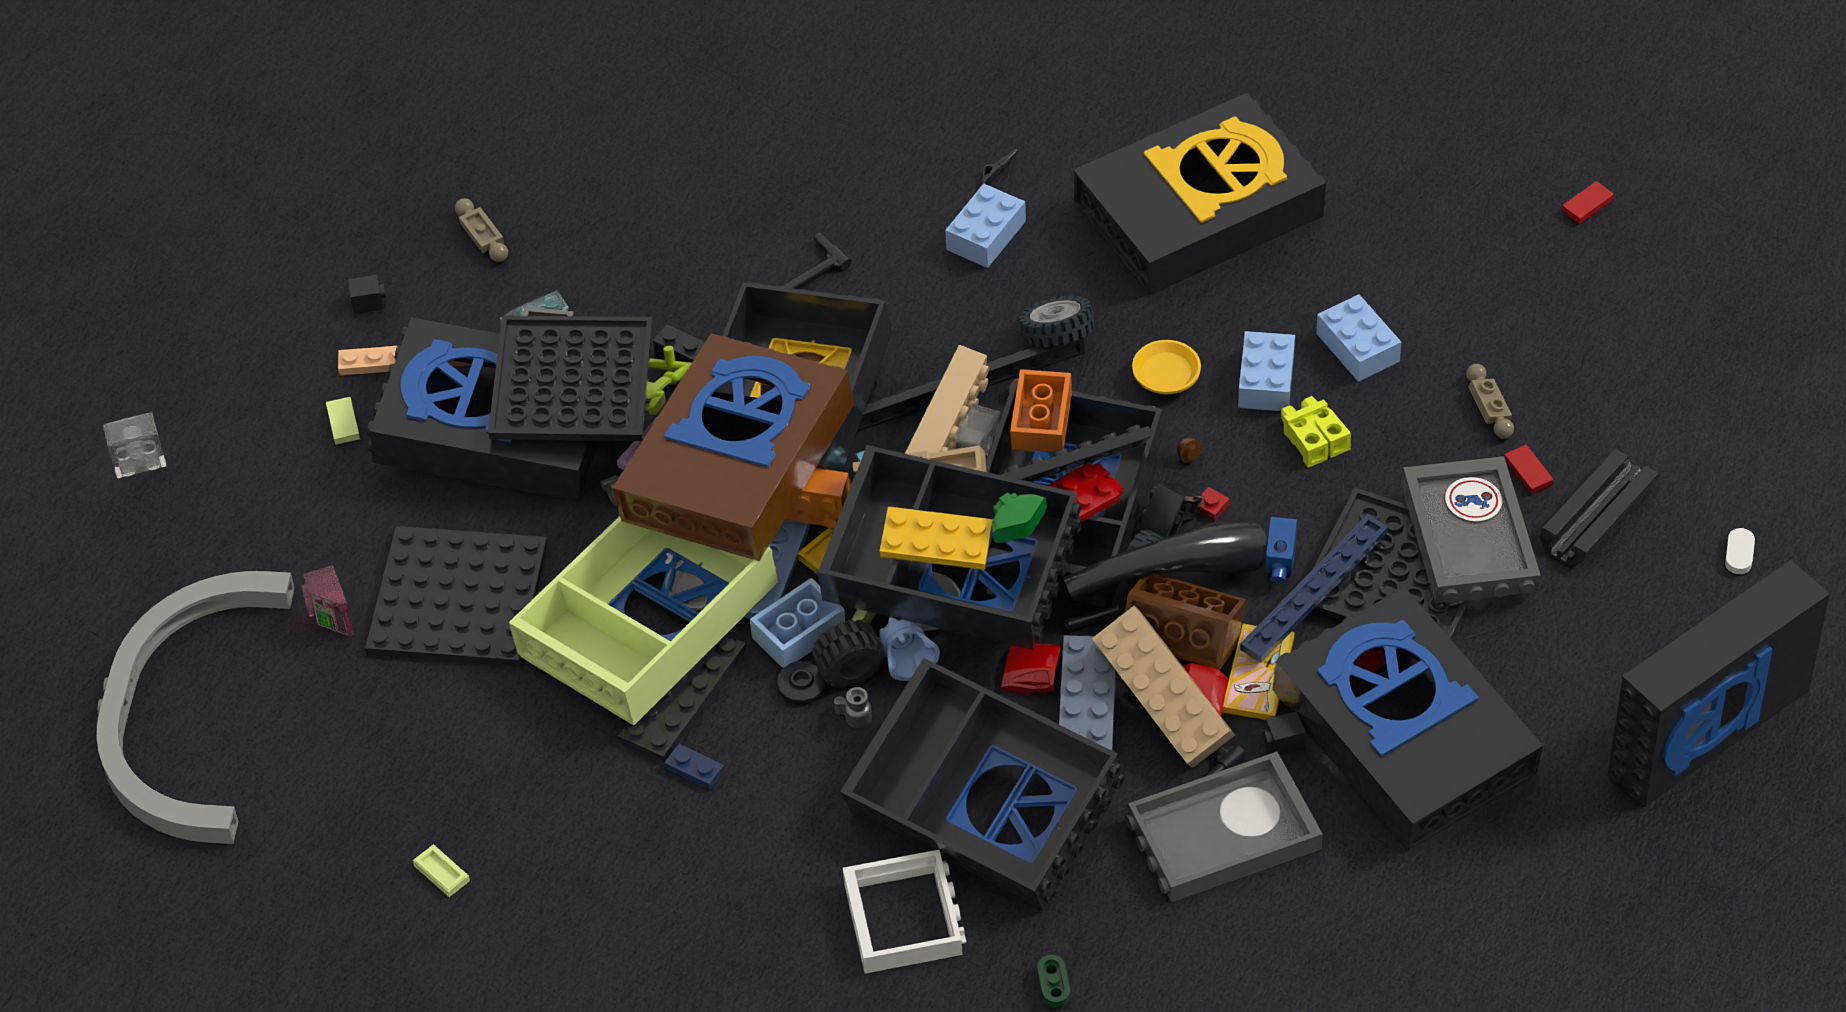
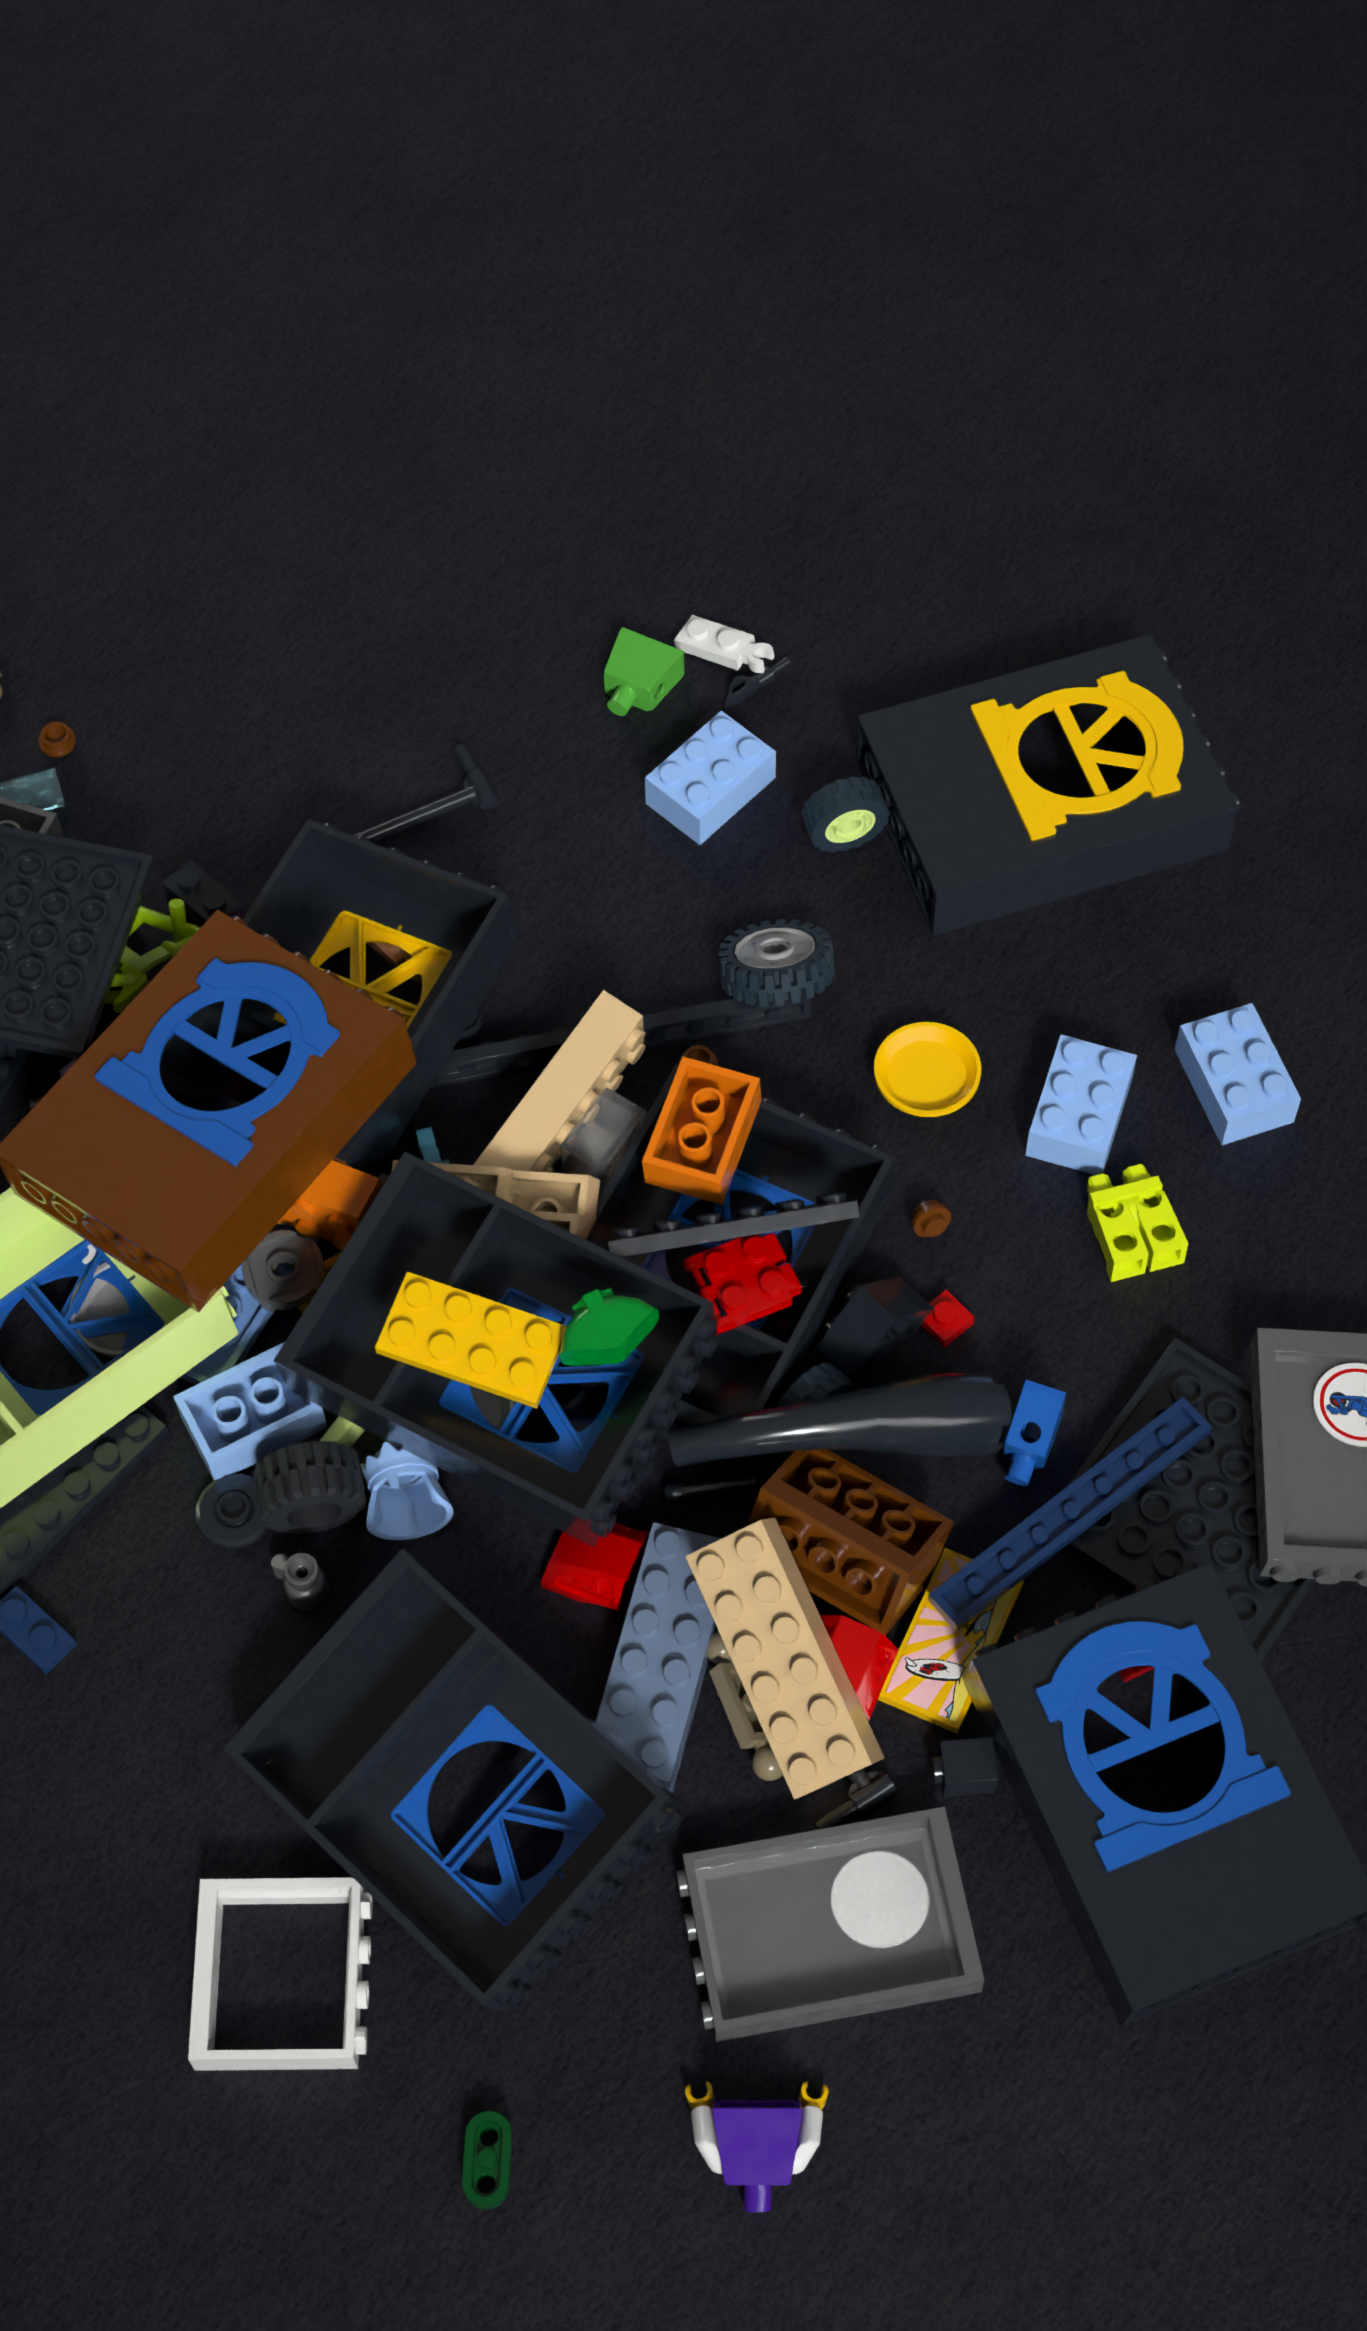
camera: 10 degrees right, 10 degrees up
(552, 273) = (57, 739): none -> reddish brown plate
(801, 554) = (290, 1291): none -> dark grey plate
(923, 171) = (640, 672): none -> bright green torso
(972, 148) = (722, 644): none -> white plate
(1078, 230) = (845, 814): none -> black wheel
(1145, 727) = (740, 1711): none -> dark tan plate
(1209, 939) = (757, 2140): none -> dark purple torso

